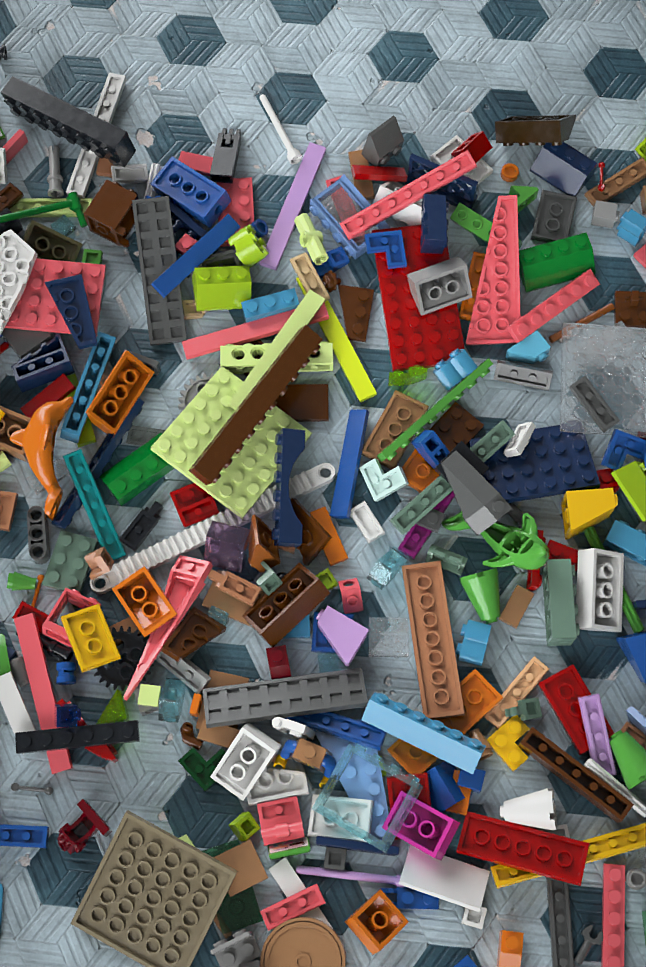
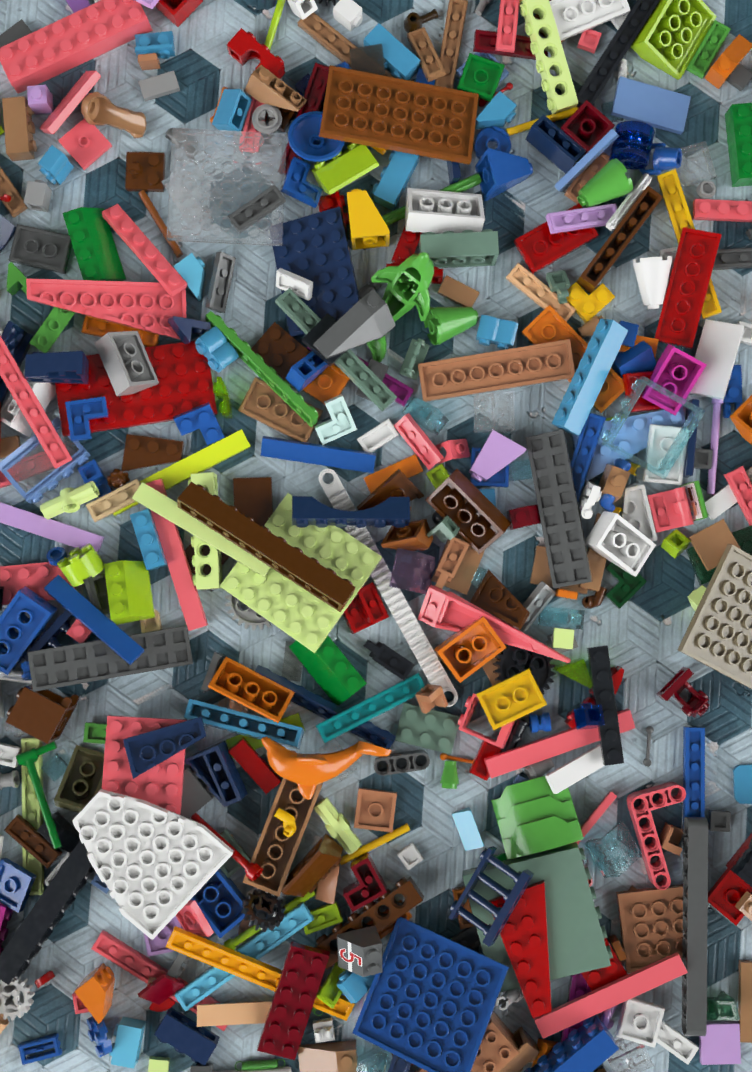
camera: 95 degrees left, 15 degrees up
(360, 560) = (418, 441): none -> coral plate
(386, 355) = (203, 419): none -> blue plate
(477, 338) = (184, 326): none -> dark blue slope

